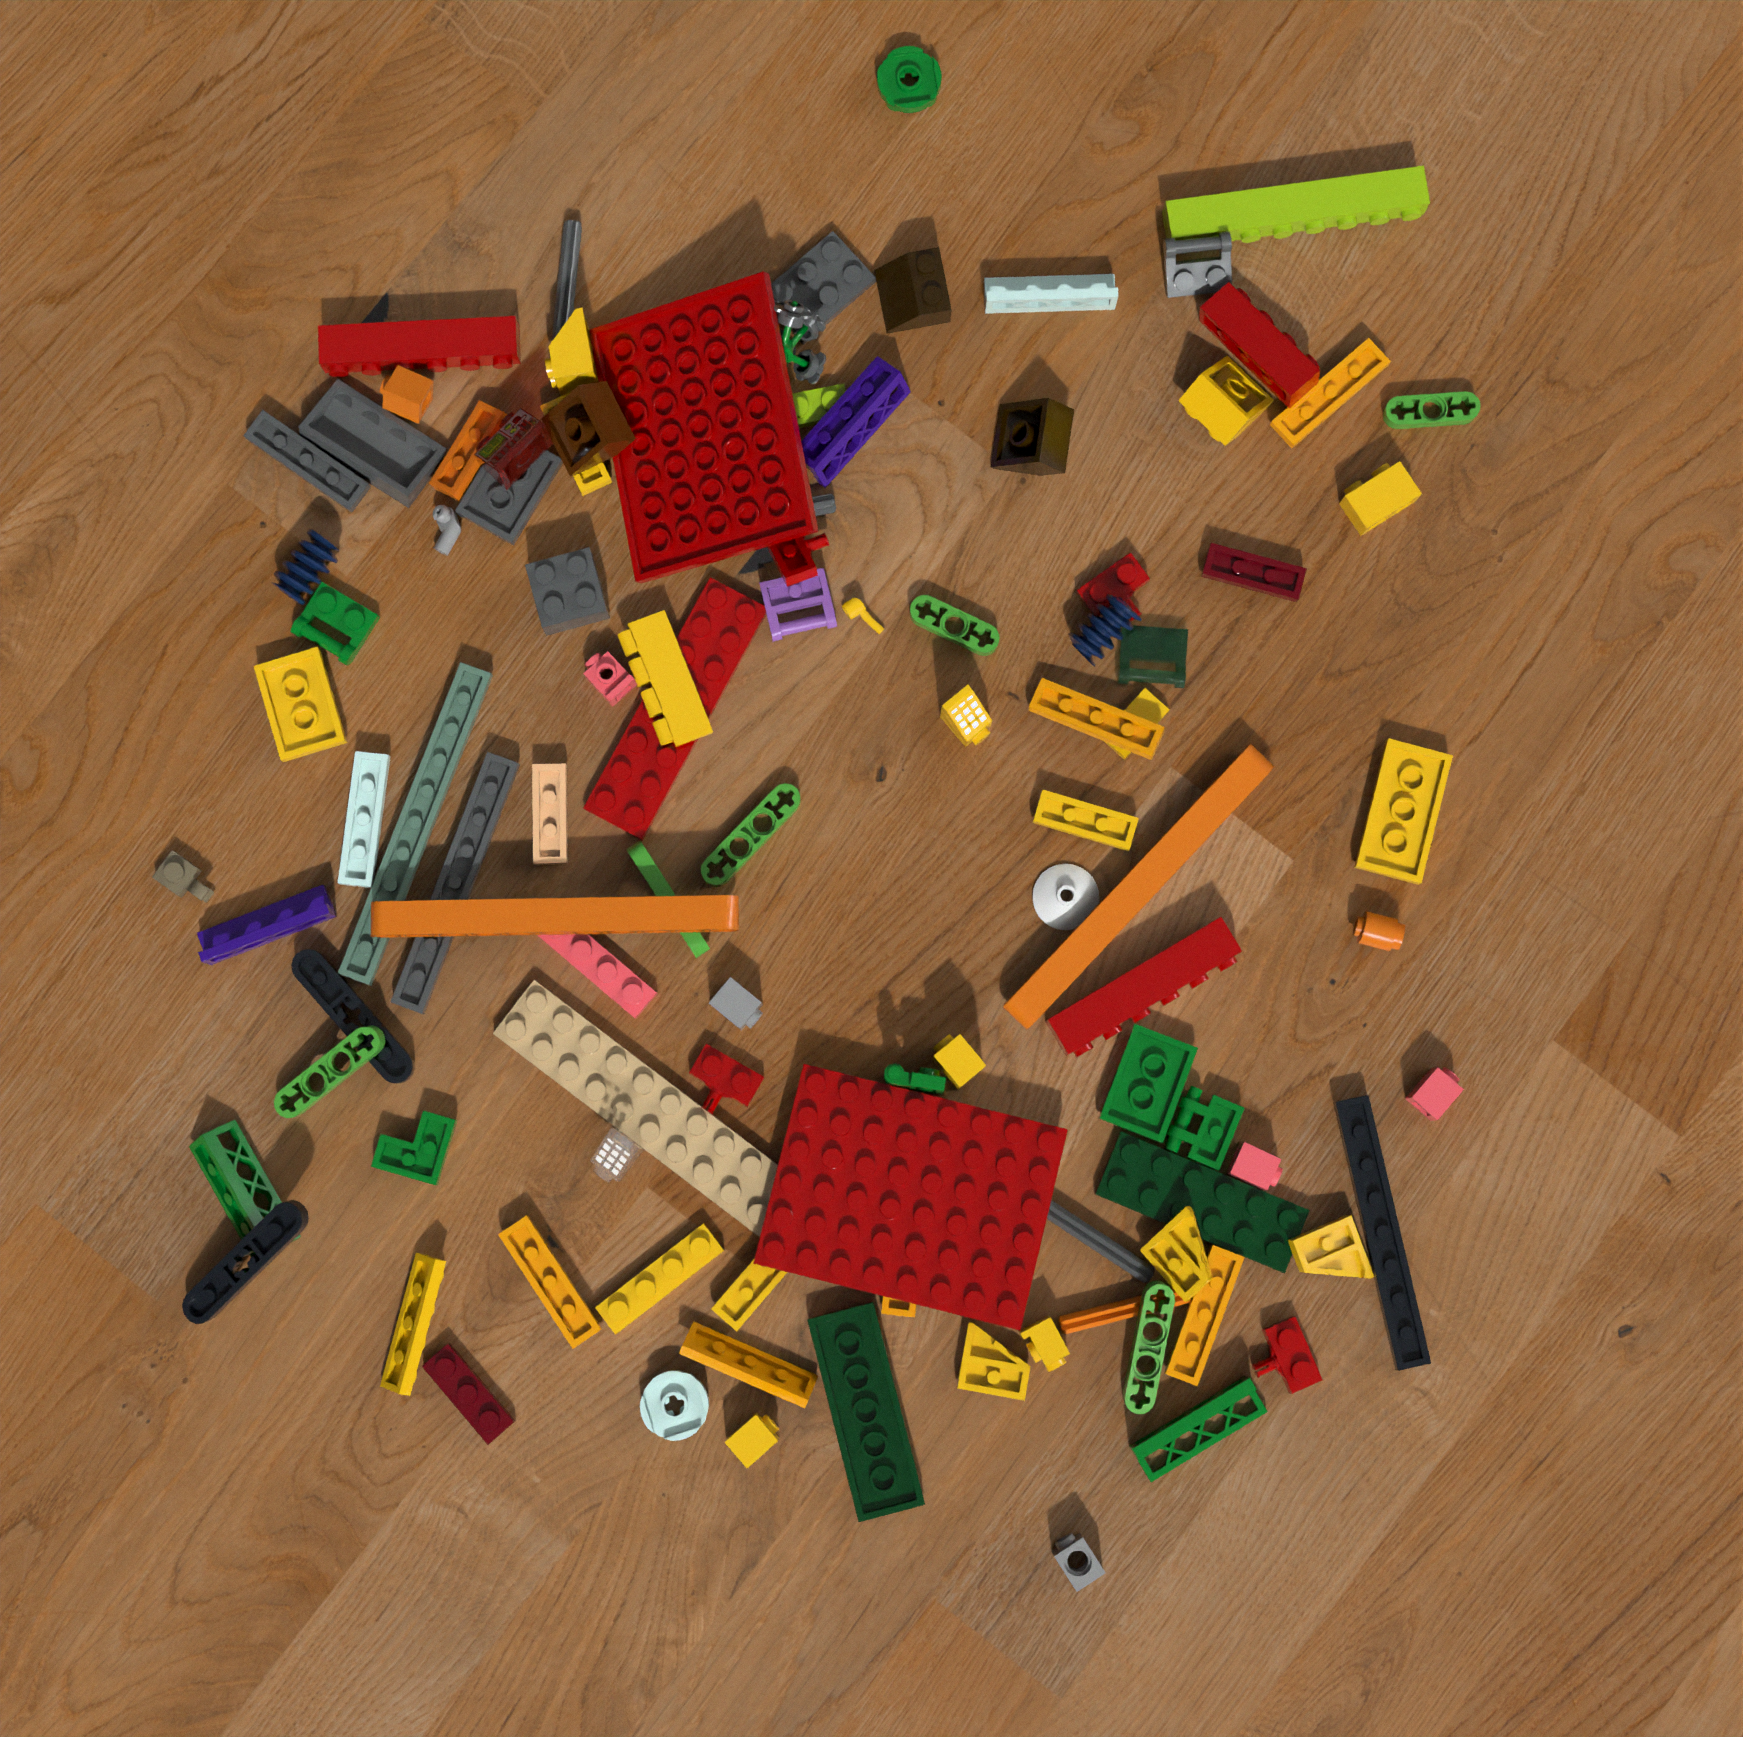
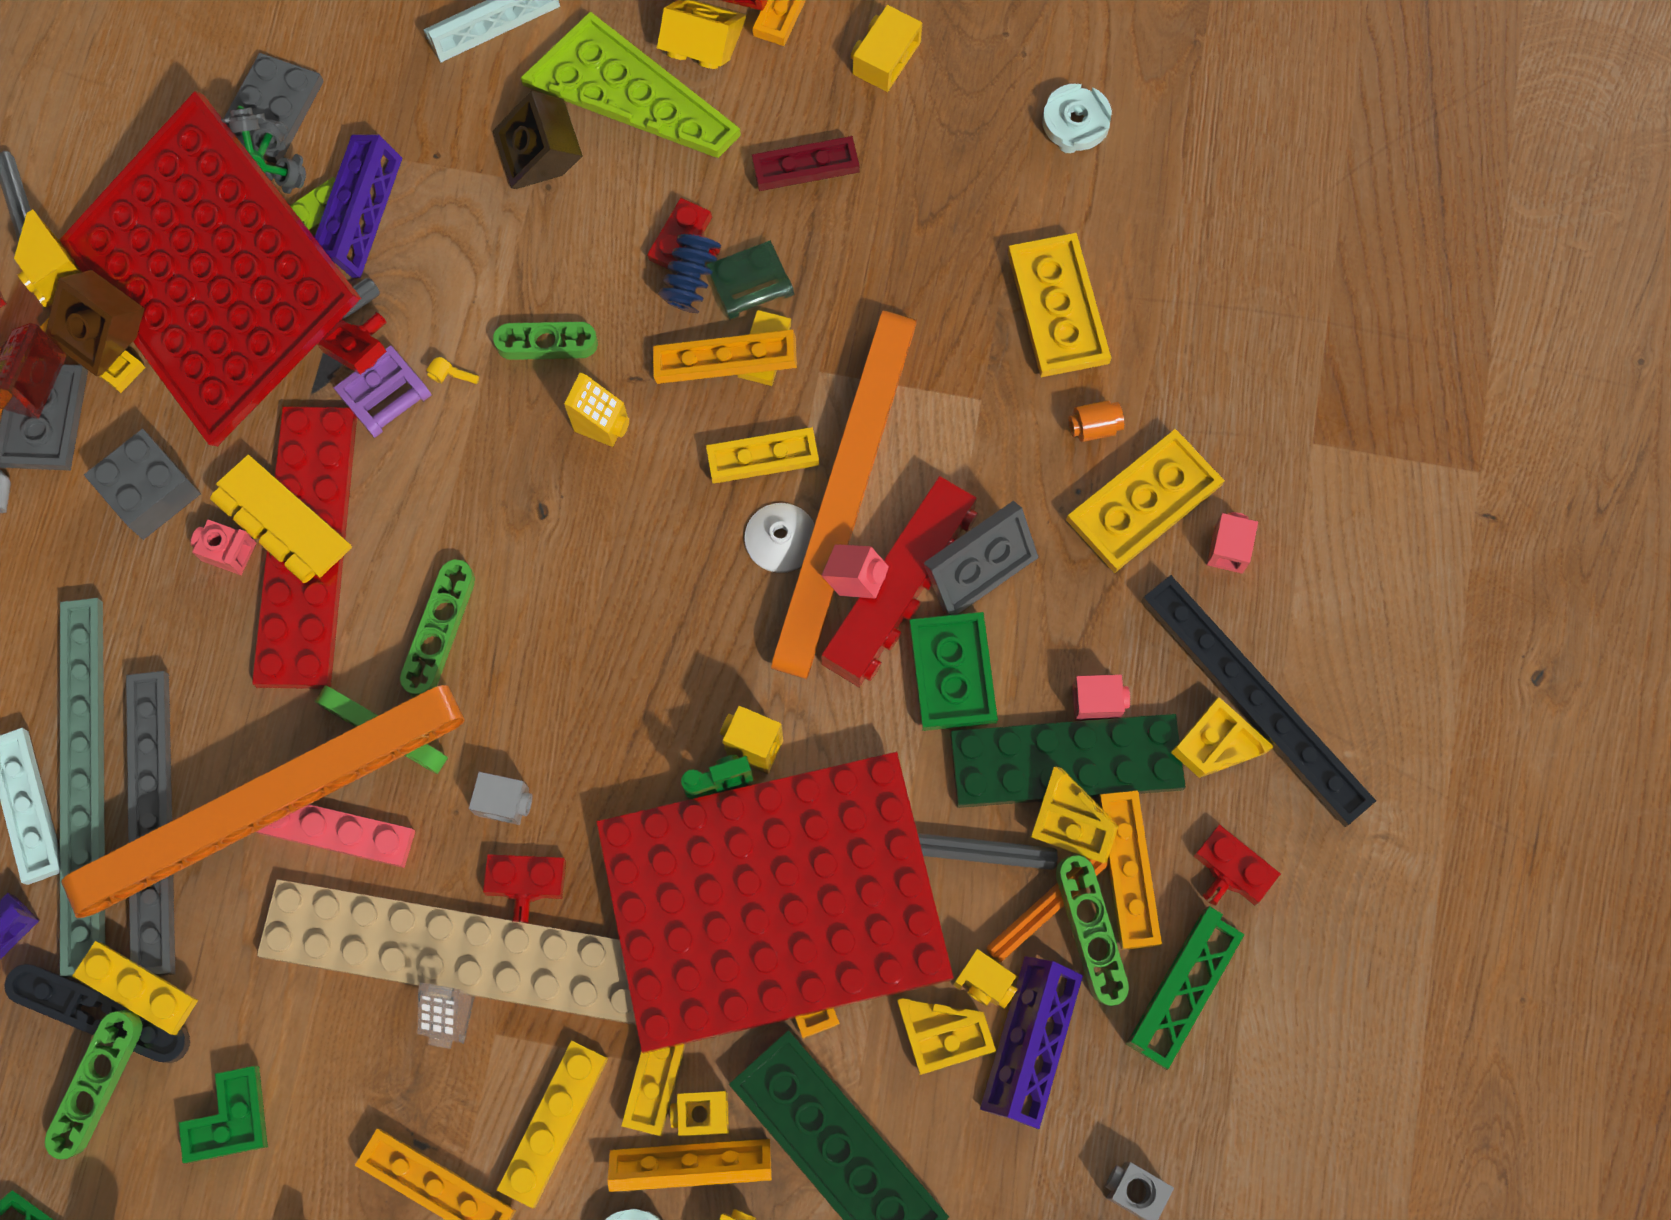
camera: 25 degrees left, 10 degrees down
(391, 1013) = (135, 988): none -> yellow plate
(550, 814) = (220, 706): light nougat plate -> none
(781, 1343) = (717, 1108): none -> yellow brick
(913, 291) = (362, 68): dark brown slope -> none
(1053, 1403) = (1026, 1038): none -> fence
(1109, 965) = (855, 571): none -> coral brick
(1128, 410) = (617, 80): none -> lime wing
(1213, 1133) = (1042, 684): green plate -> none
(1218, 1005) = (981, 559): none -> dark grey plate
(1382, 1020) = (1144, 500): none -> yellow plate
(1498, 659) = (1076, 135): none -> light aqua plate

